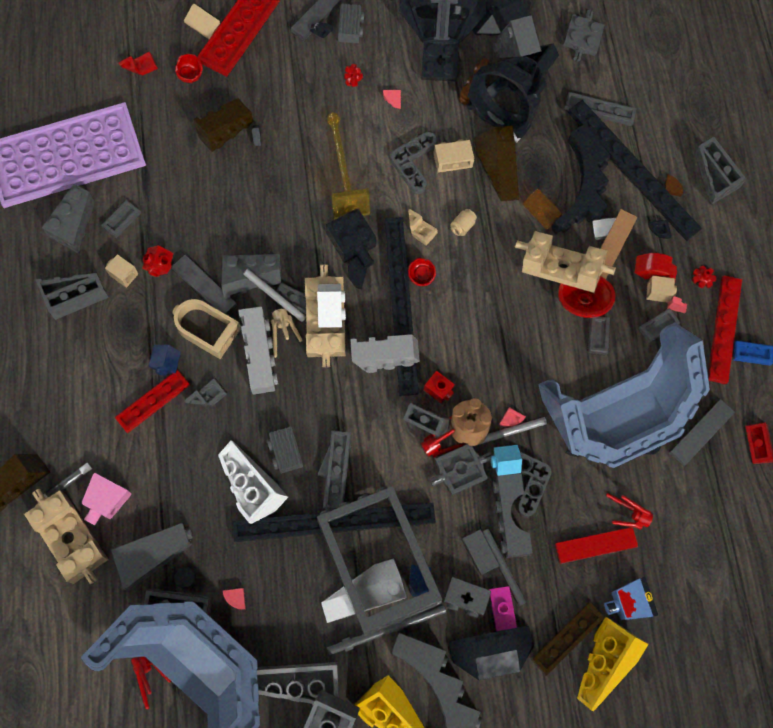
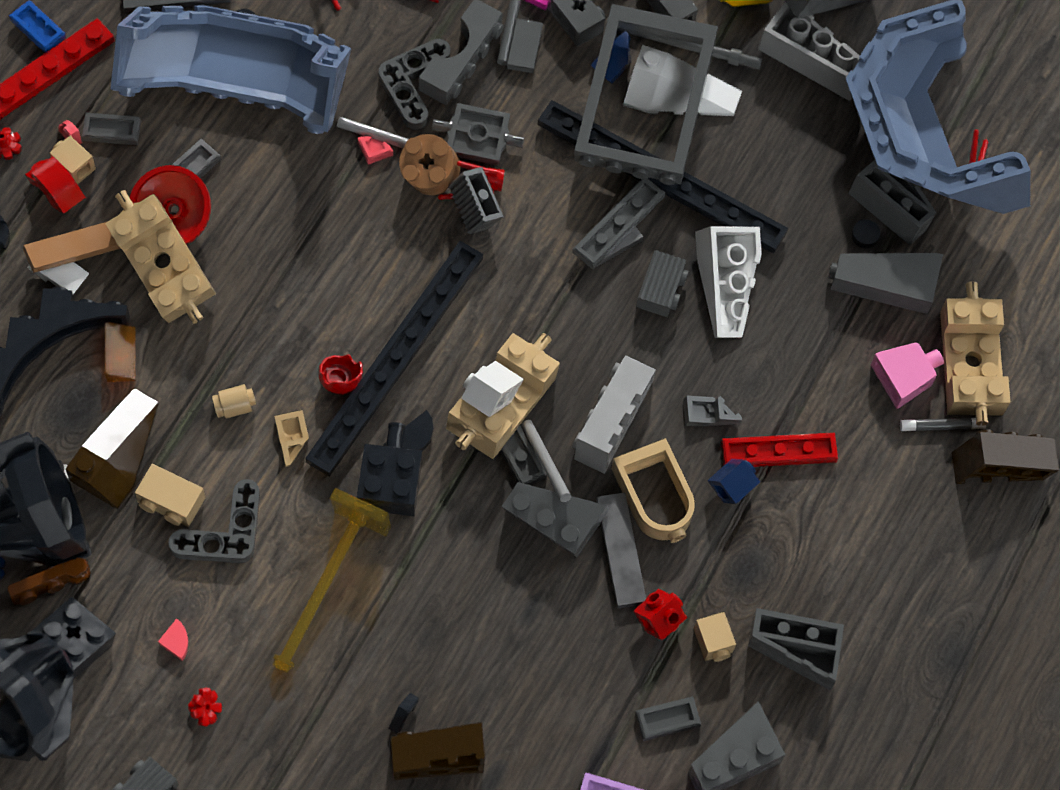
camera: 145 degrees left, 5 degrees down
(235, 598) = (824, 177): coral tile -> none
(282, 320) = (555, 437): tan plant -> none
(385, 353) = (466, 299): light grey wedge -> none
(439, 387) = (430, 231): red brick -> none
(507, 460) = (424, 97): medium azure brick -> none

